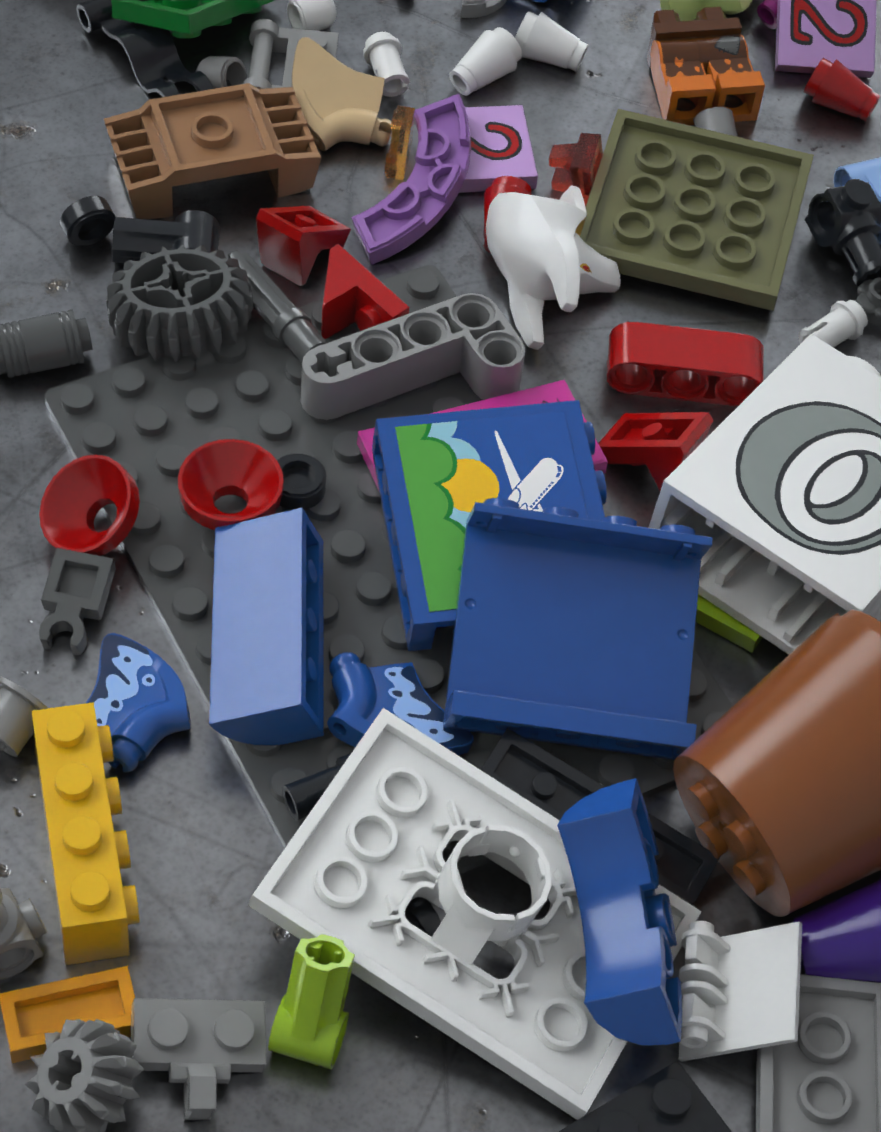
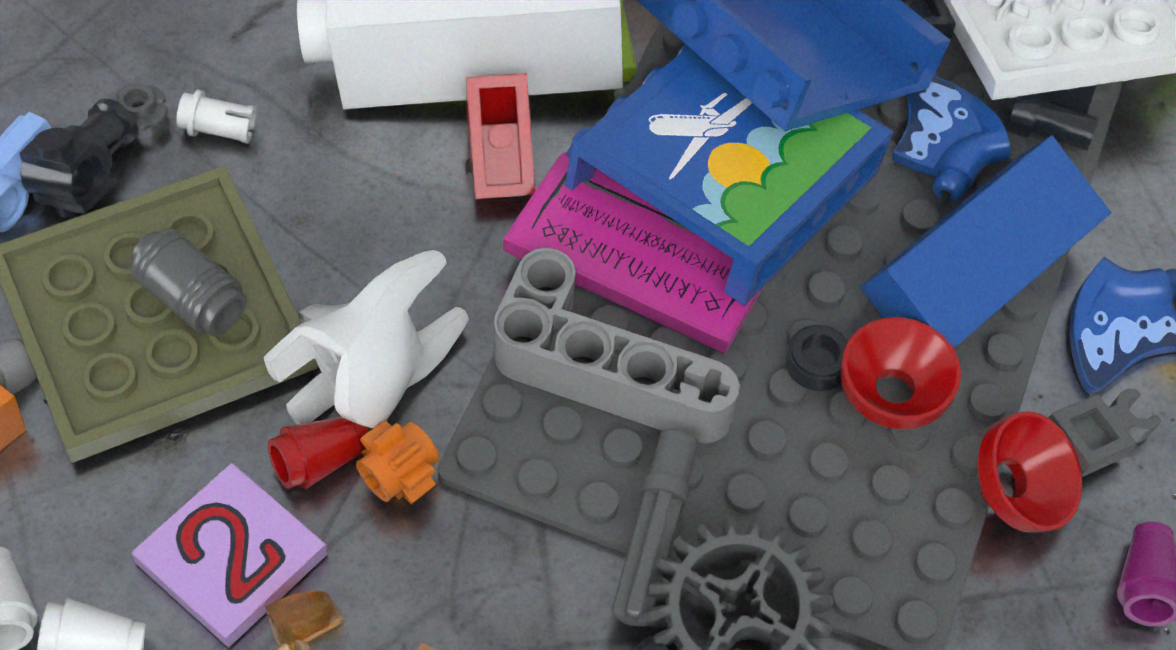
camera: 130 degrees left, 5 degrees up
(293, 238) = (534, 584): red slope -> none
(355, 296) = (589, 463): red slope -> none
(431, 188) = (339, 539): medium lavender tile -> none
(453, 234) = (398, 461): none -> orange gear
(577, 162) = (189, 424): clear red tile -> none
(681, 202) = (188, 282): none -> dark grey head
(684, 363) = (375, 188): red beam -> none

